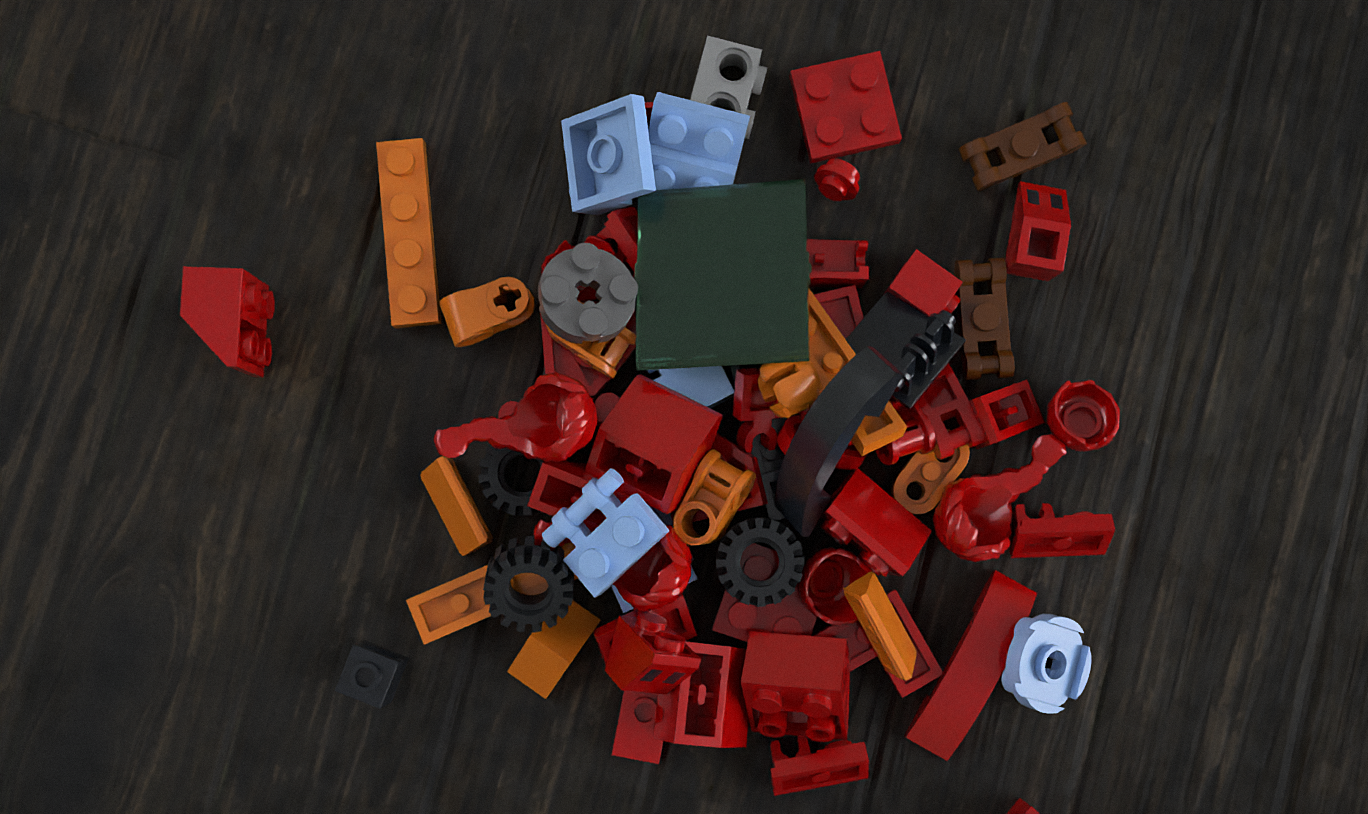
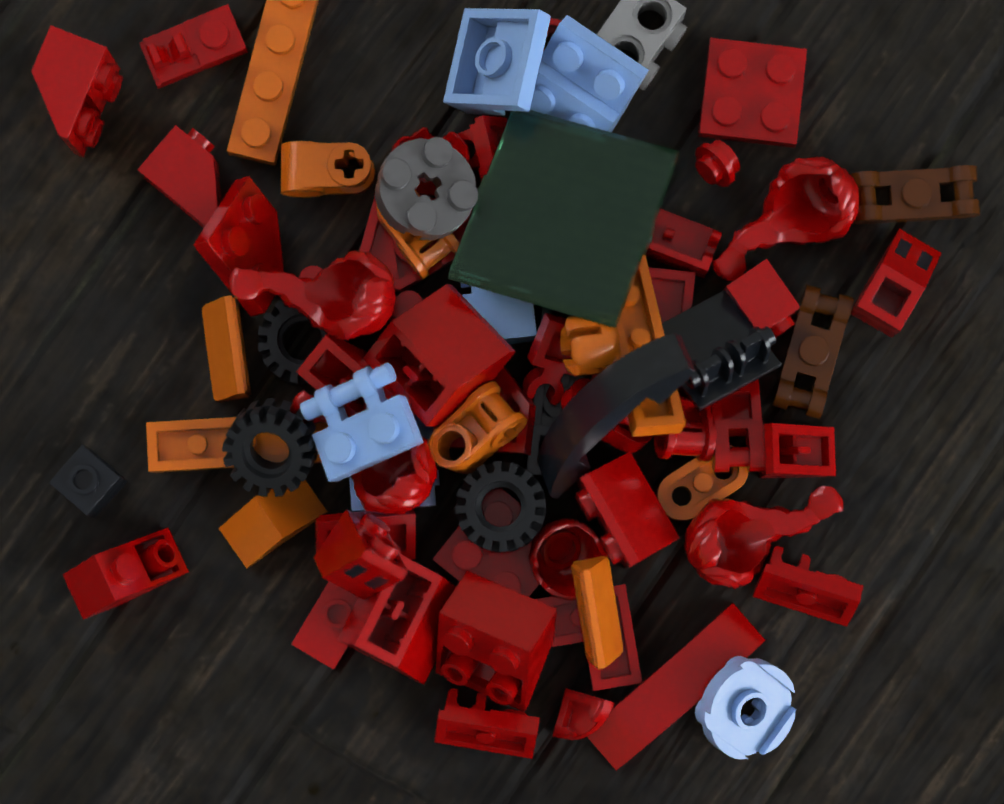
camera: 25 degrees right, 0 degrees up
(327, 242) = (193, 46): none -> red plate
(364, 361) = (185, 173): none -> red slope
(433, 399) = (243, 236): none -> red plate
(435, 745) = (125, 572): none -> red slope
(898, 722) = (580, 715): none -> red tile
(930, 188) = (804, 204): none -> red hair
(1083, 416) = (873, 481): red hair -> none

